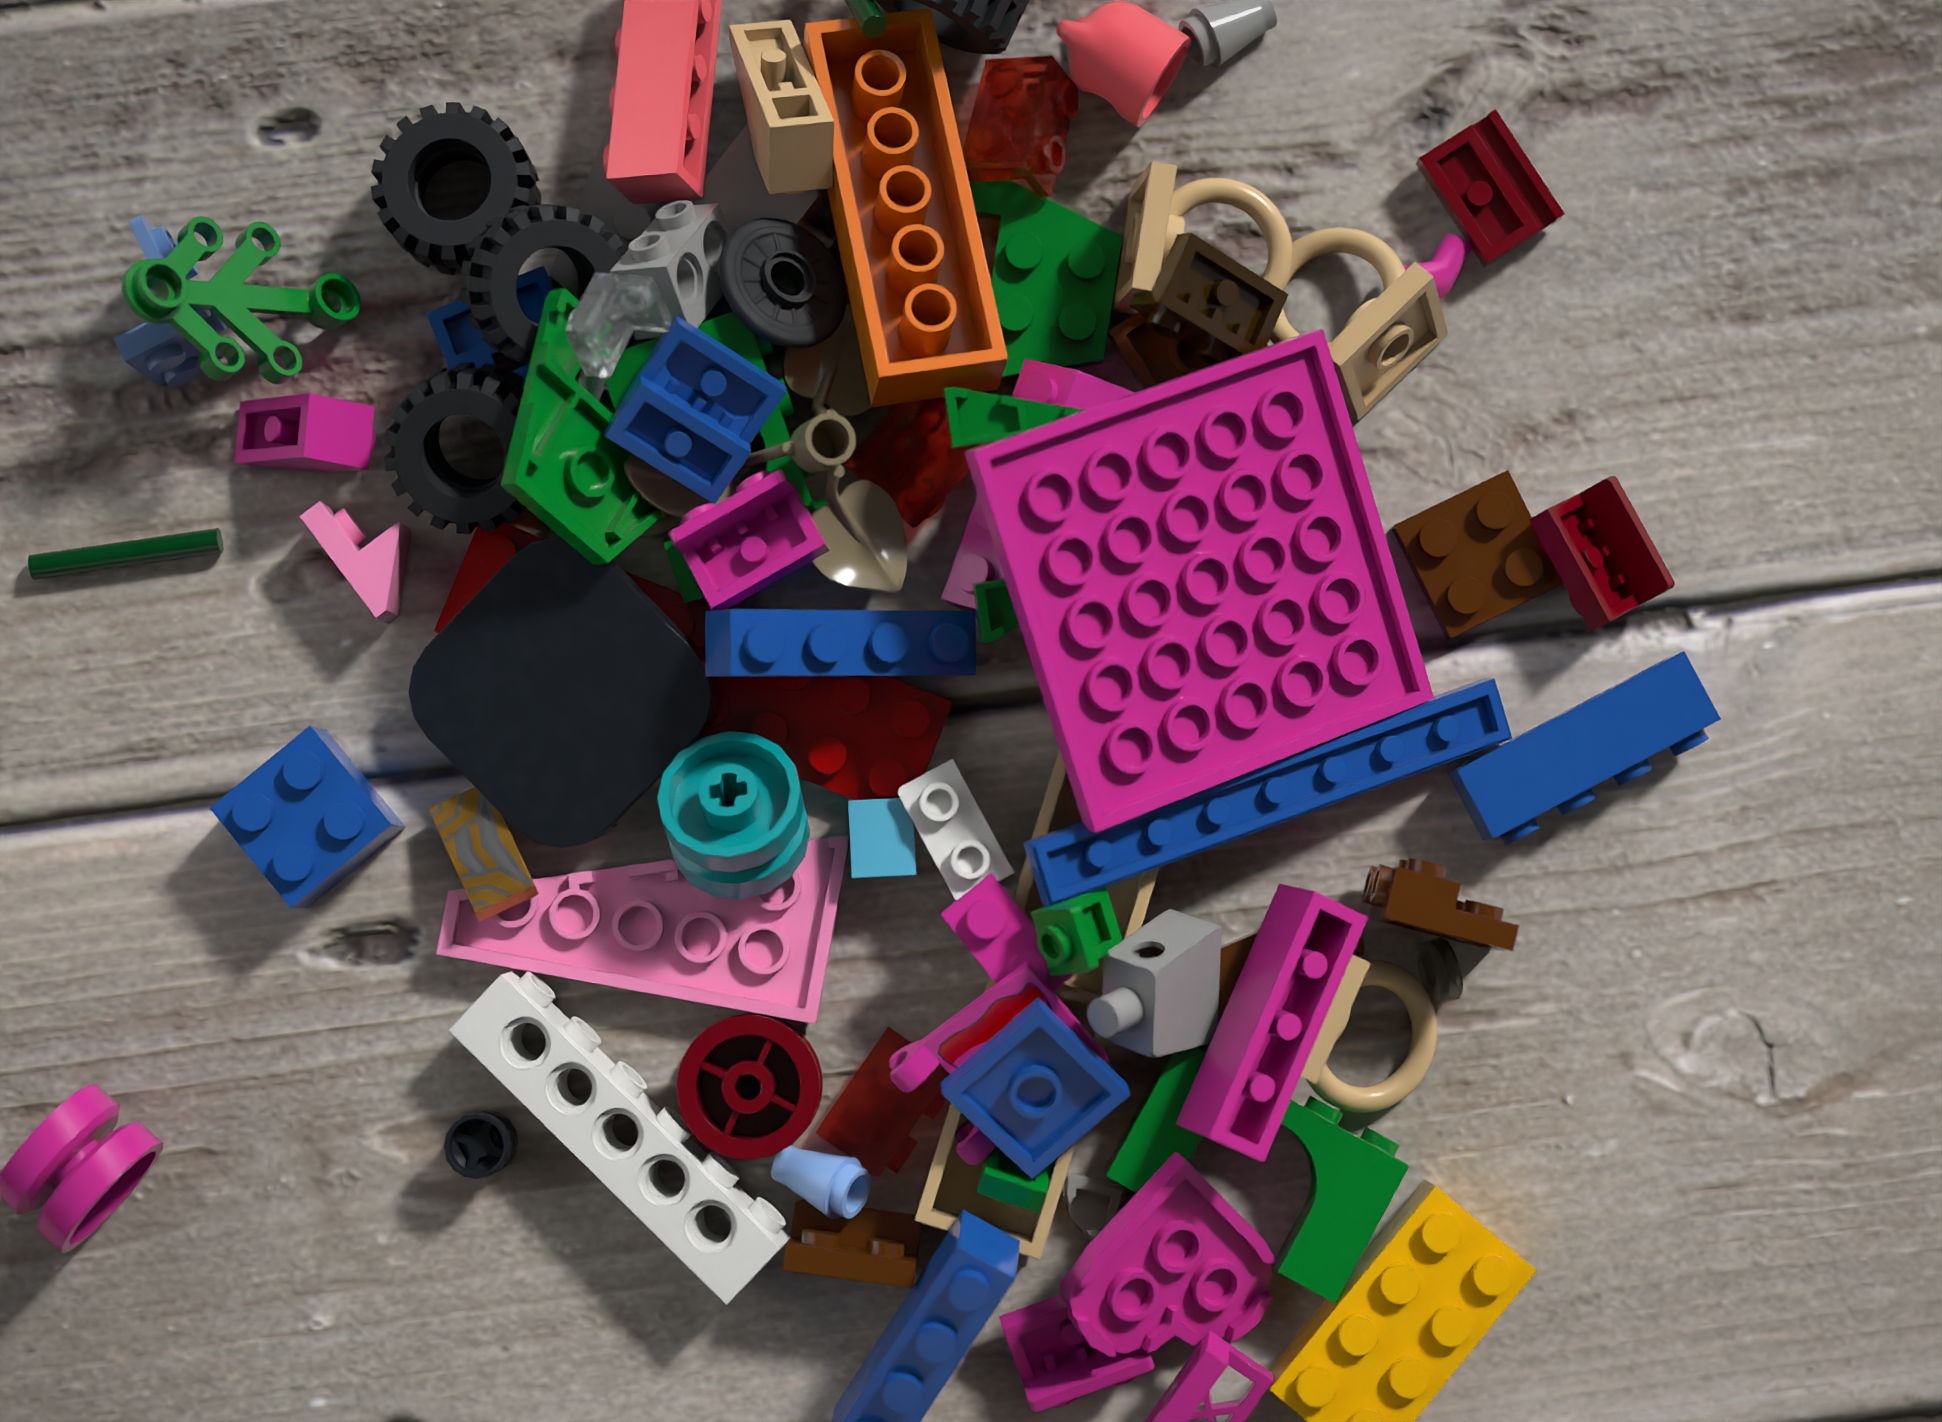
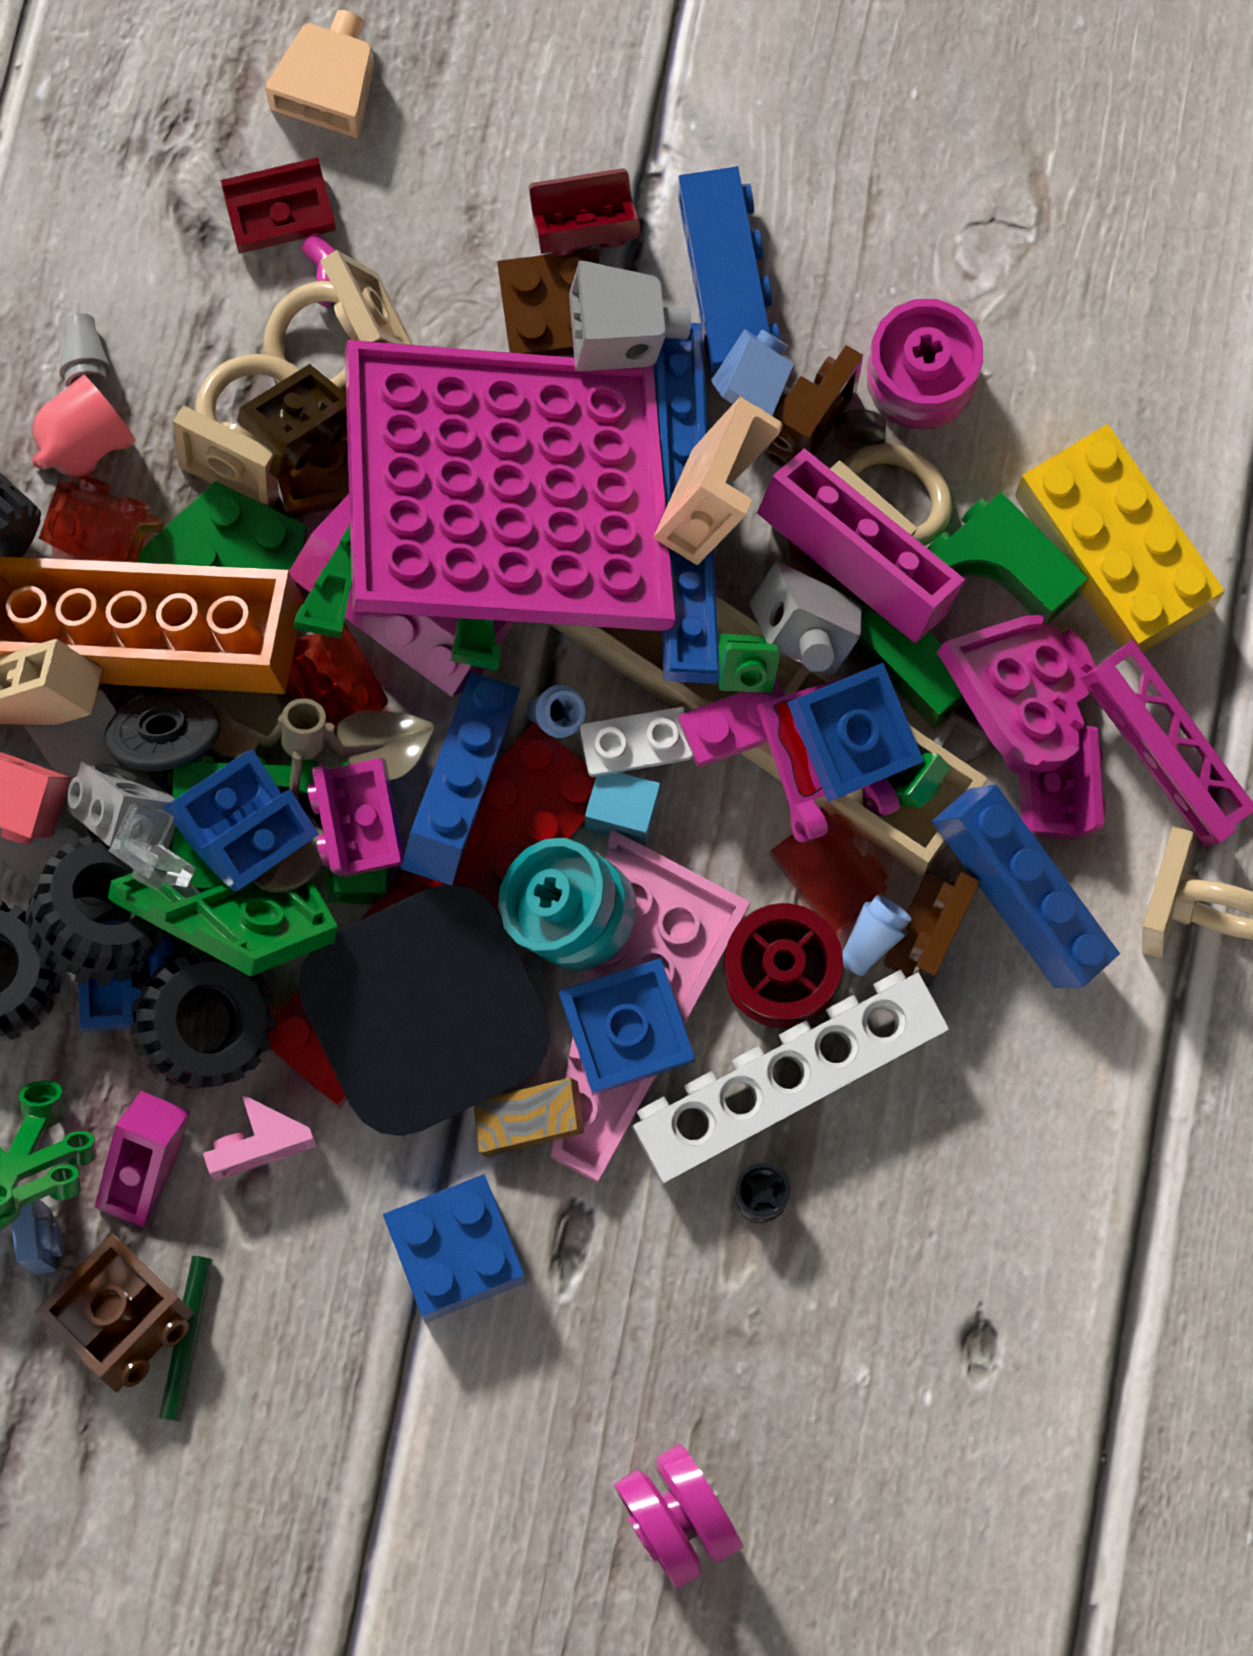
camera: 75 degrees left, 10 degrees down
(120, 468) = (115, 1314): none -> reddish brown plate
(615, 929) = (626, 1026): none -> blue plate
(964, 726) = (566, 711): none -> light blue cone
(1238, 815) = (703, 503): none -> light nougat panel
(1446, 826) = (754, 370): none -> medium blue slope
(1472, 642) = (620, 318): none -> light grey torso
(1583, 1032) = (924, 363): none -> dark pink wheel
(1674, 187) = (325, 76): none -> light nougat torso

